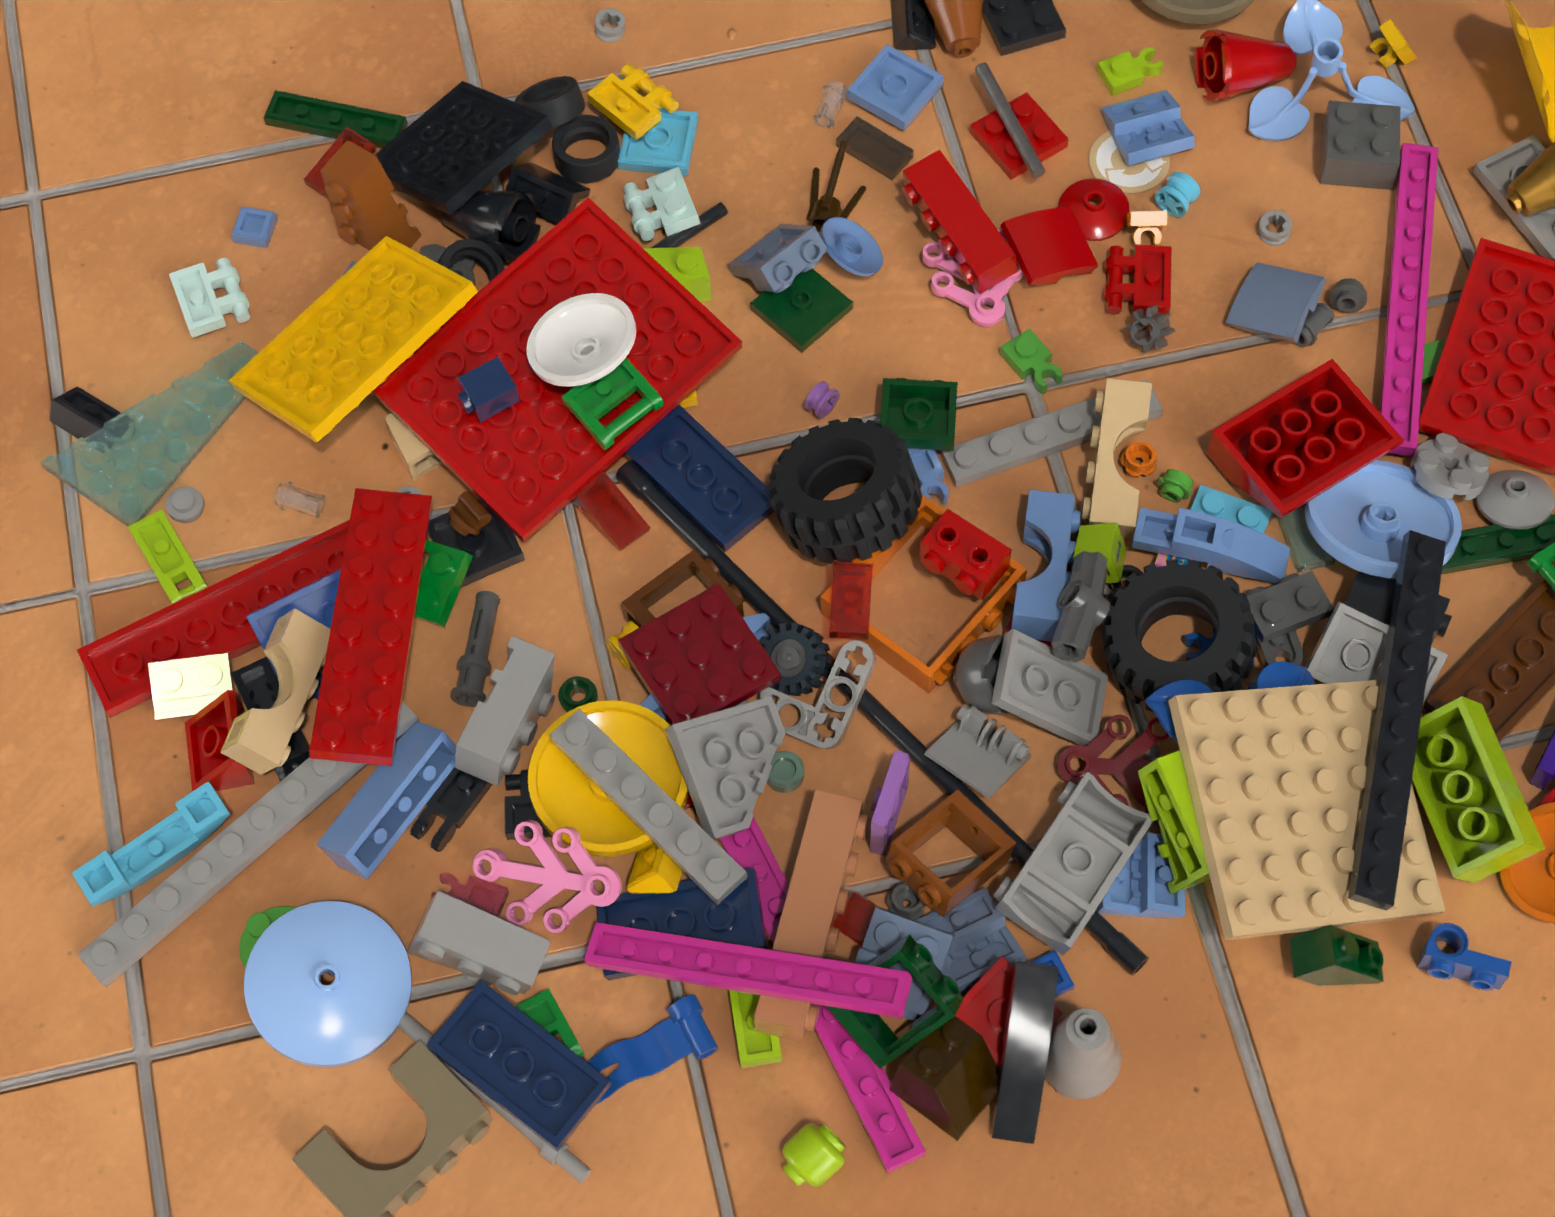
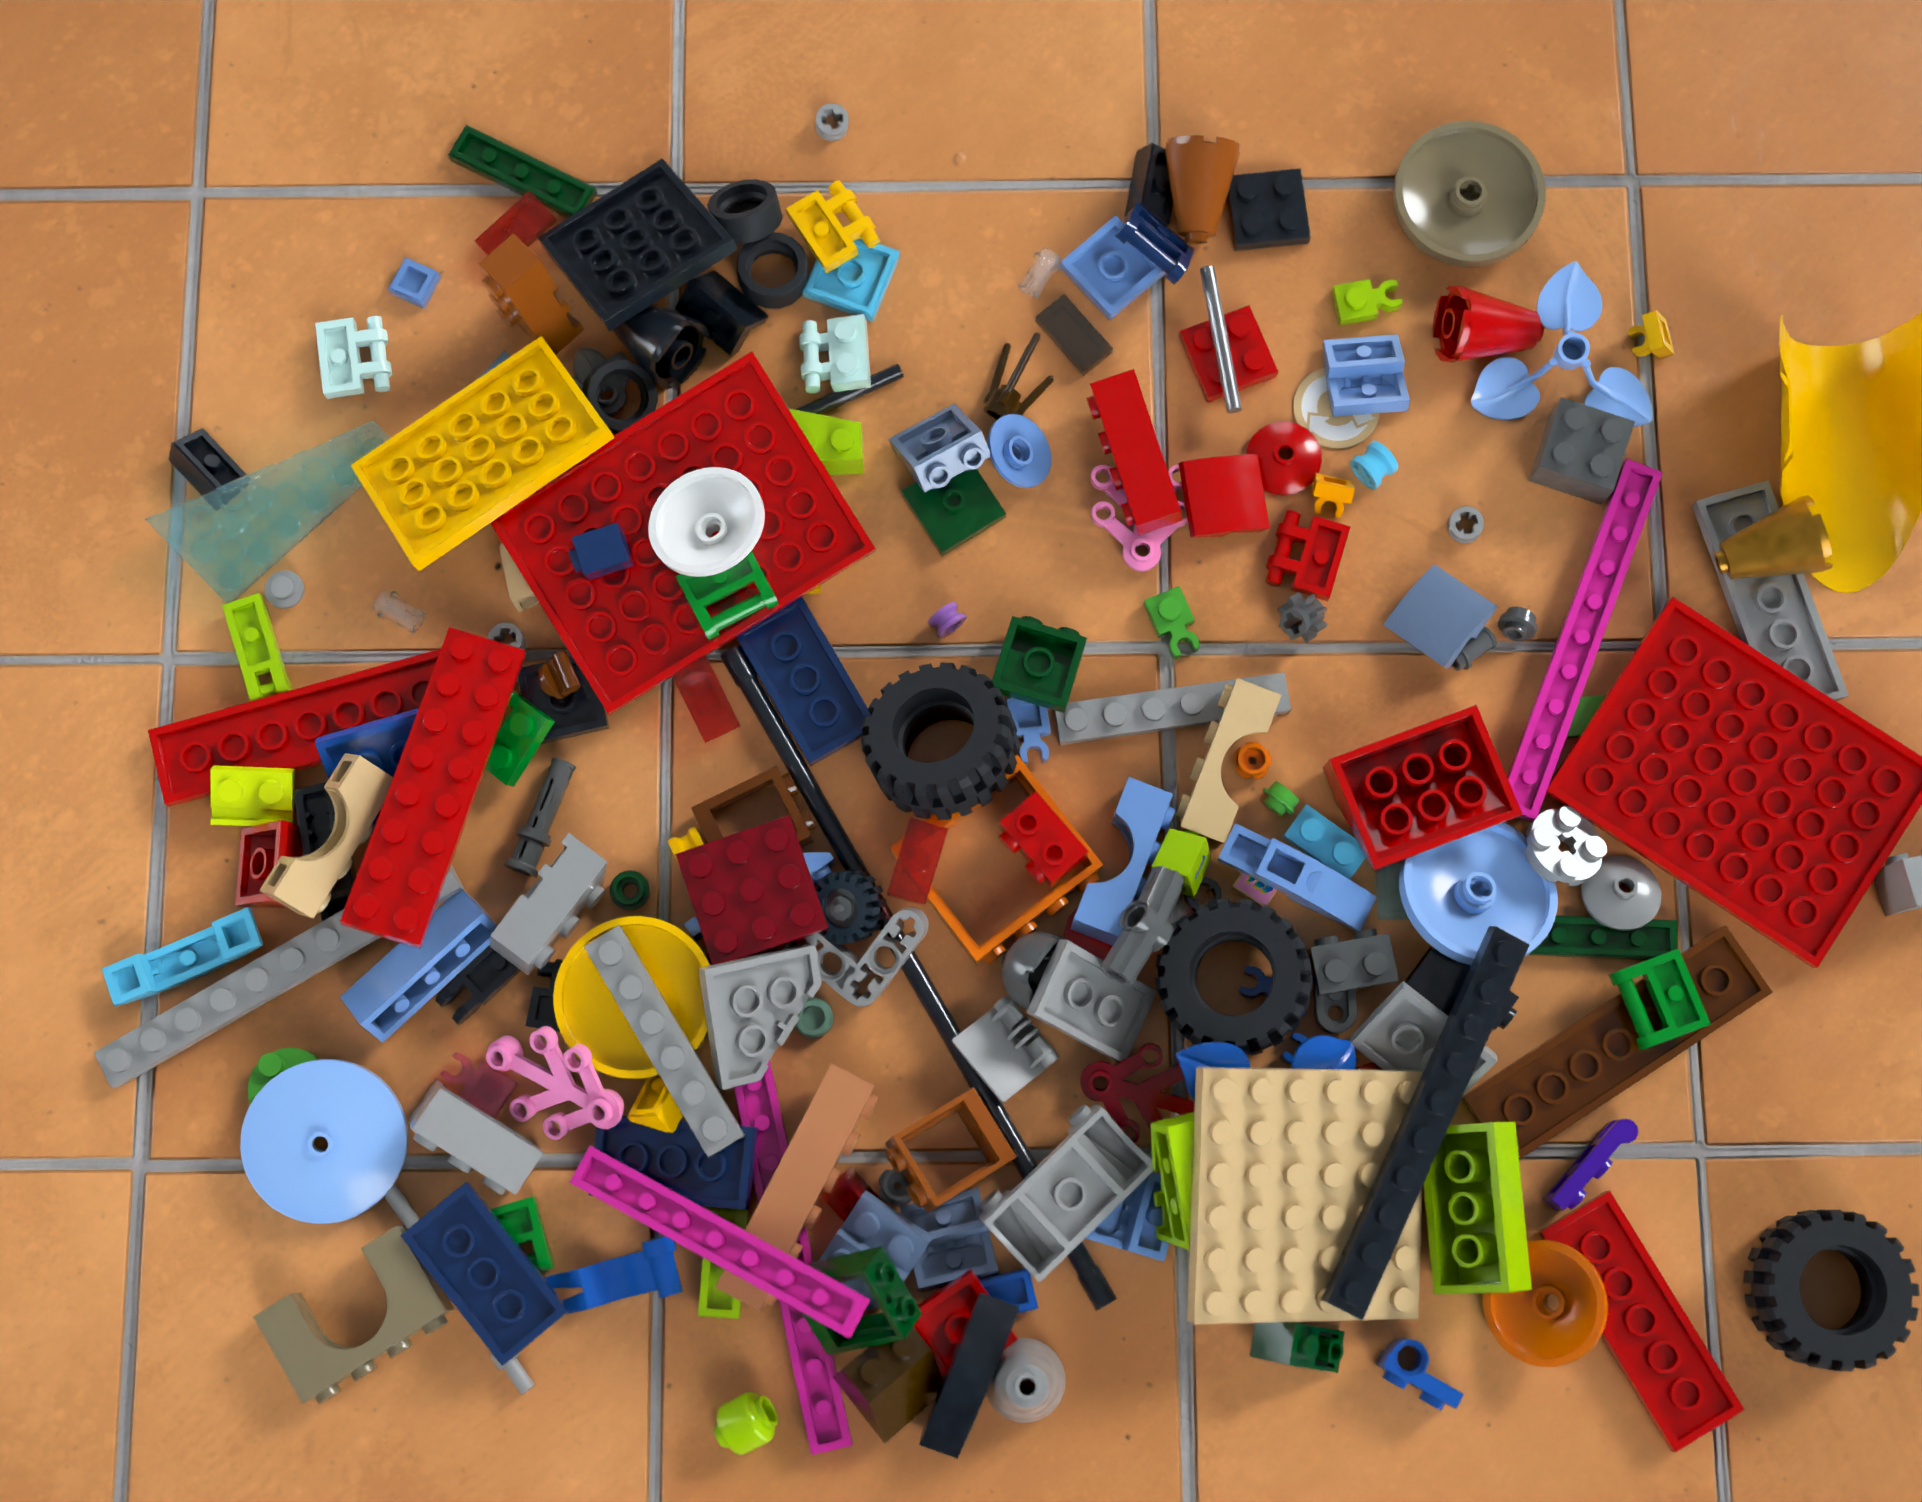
camera: 10 degrees right, 15 degrees up
(888, 803) = (901, 1086): medium lavender plate -> none
(930, 54) = (1156, 242): none -> dark blue plate

